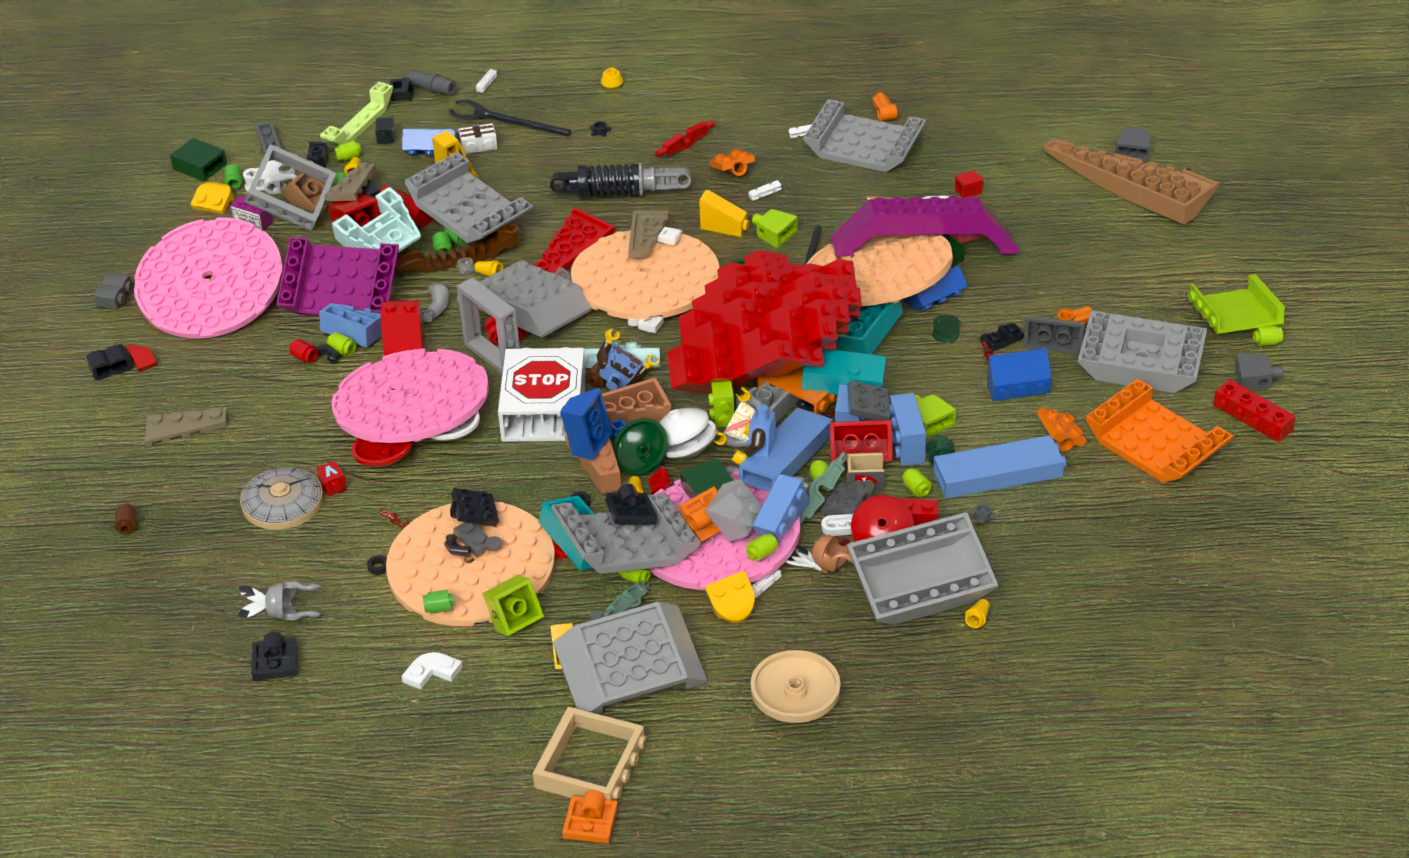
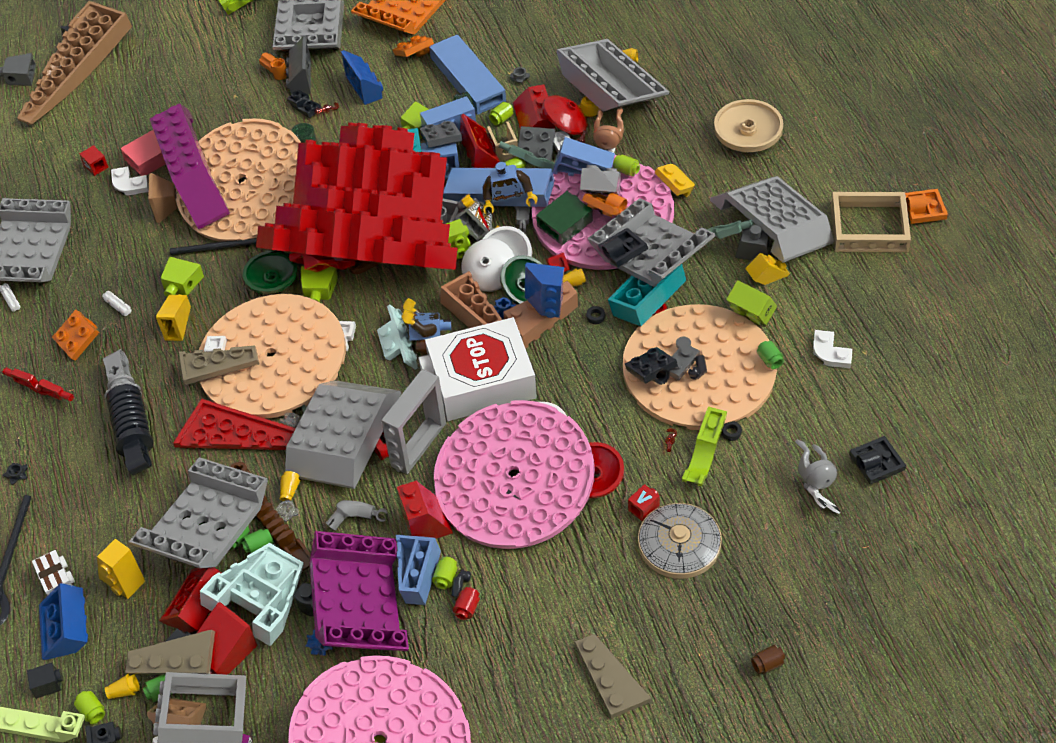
camera: 105 degrees left, 10 degrees up
(372, 535) = (705, 446): none -> lime piece

